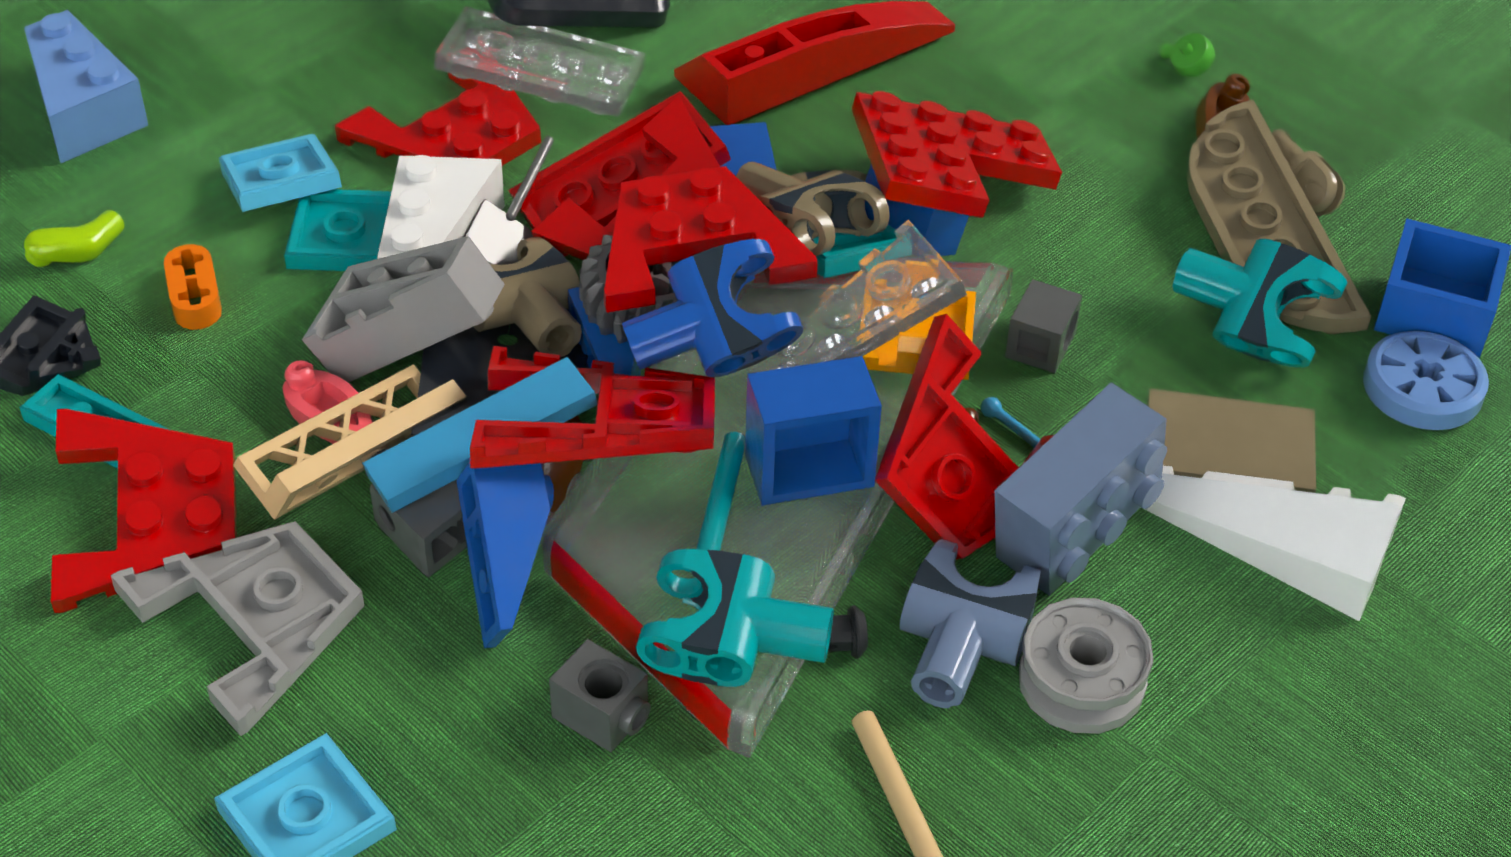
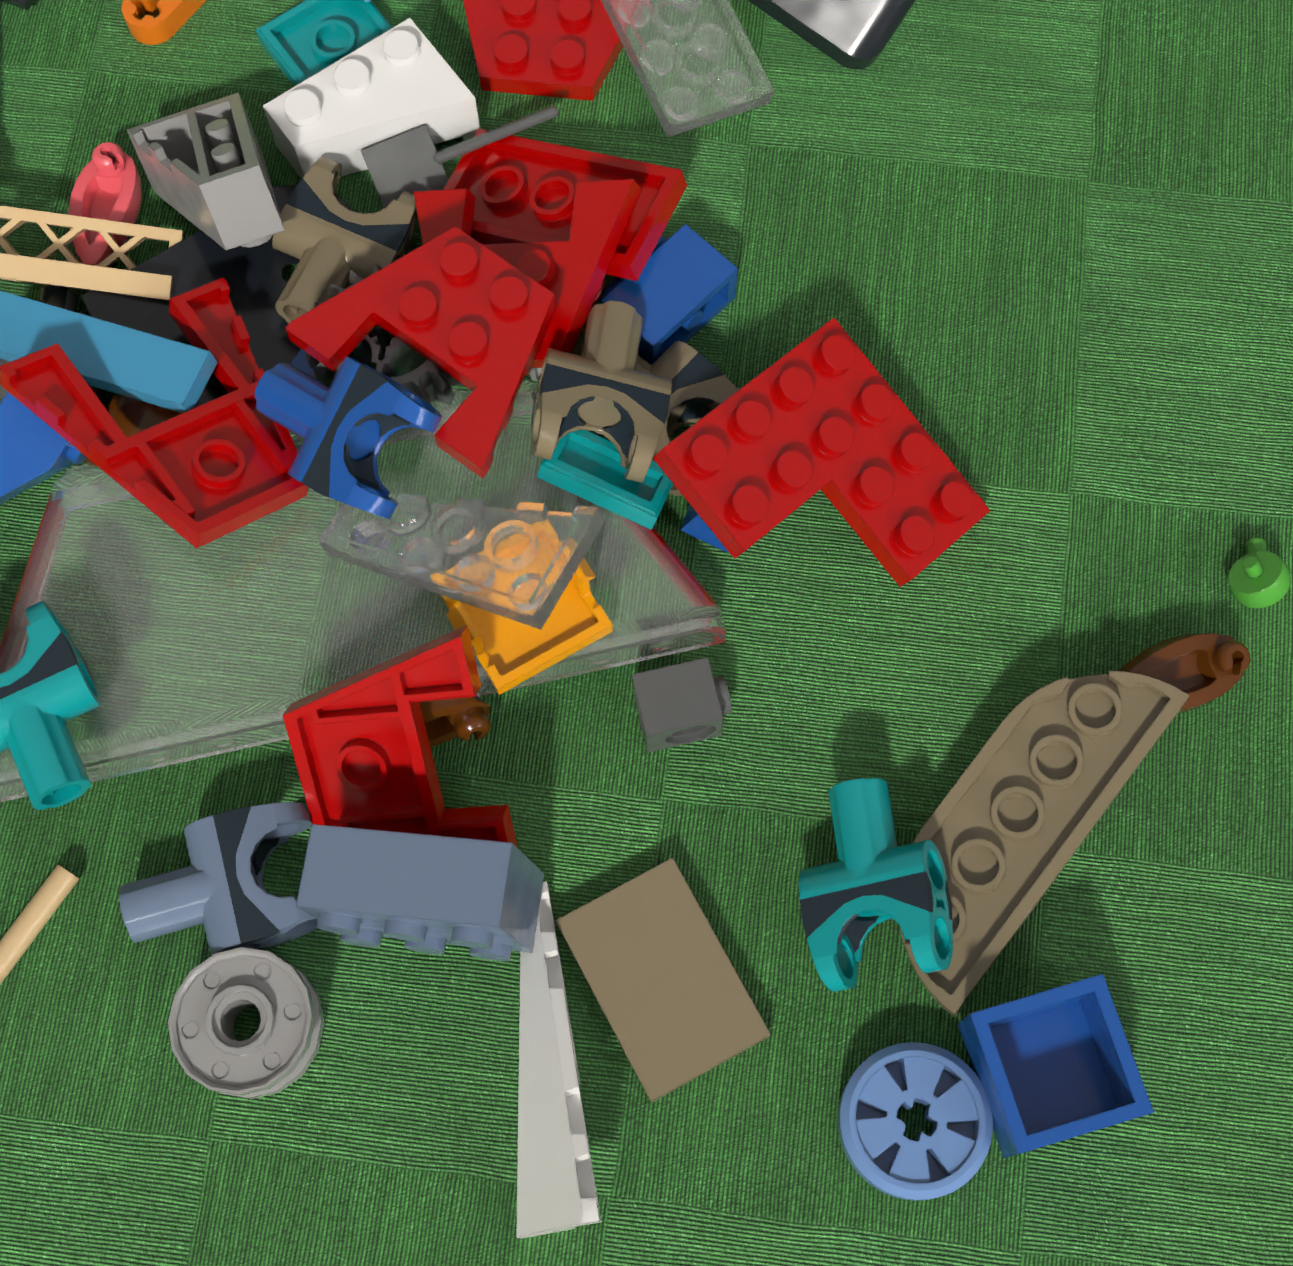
camera: 55 degrees right, 25 degrees up
(722, 492) = (170, 594): teal bar -> none
(807, 55) = (911, 227): red wedge -> none
(812, 430) = (269, 611): blue piece -> none
(849, 633) = (149, 793): black piece -> none
(992, 407) = (542, 729): dark azure hinge -> none
(1315, 175) = (1146, 814): dark tan arm -> none

